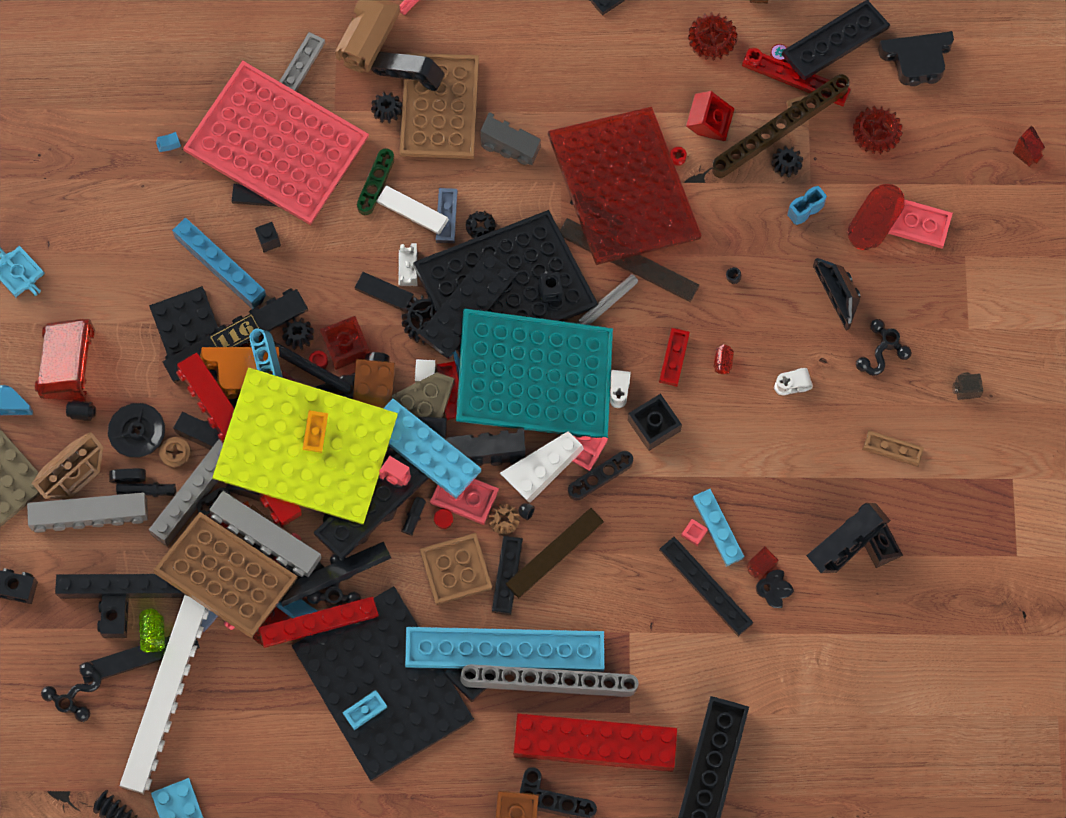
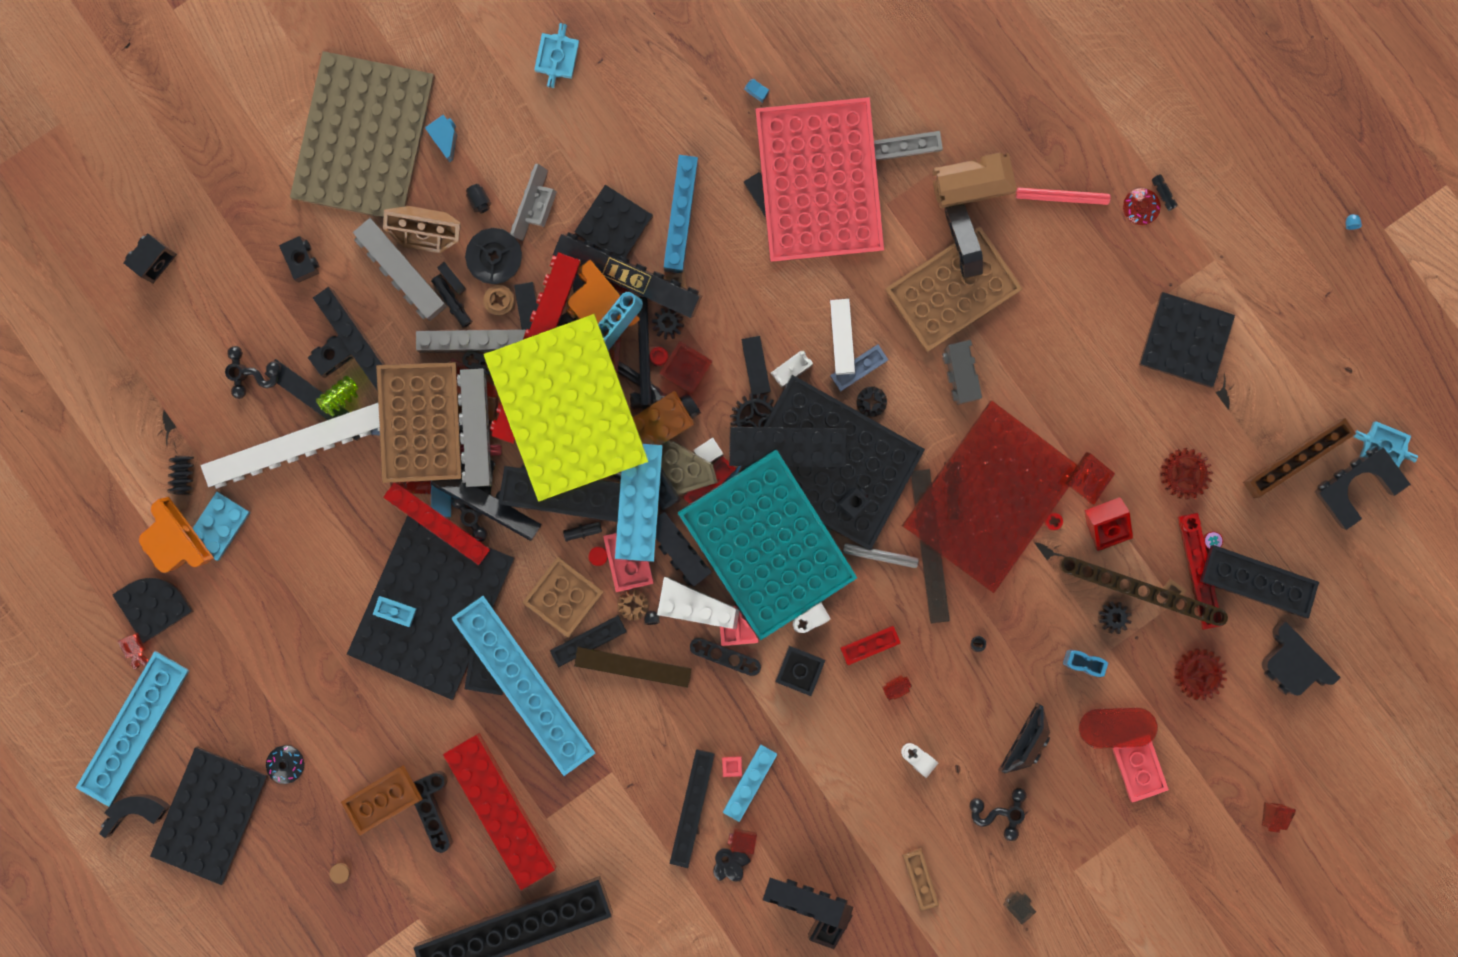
camera: 50 degrees right, 15 degrees up
(64, 360) = (509, 152): clear red windscreen -> none
(122, 369) = (535, 203): none -> light grey bracket
(267, 237) = (732, 235): black brick -> none
(315, 431) = (579, 409): light orange plate -> none
(374, 181) = (847, 288): dark green beam -> none
(391, 112) = (926, 247): black gear -> none
(395, 472) = (599, 495): coral brick -> none
(541, 686) = (531, 745): light grey beam -> none
(663, 105) = (1090, 478): none -> clear red plate

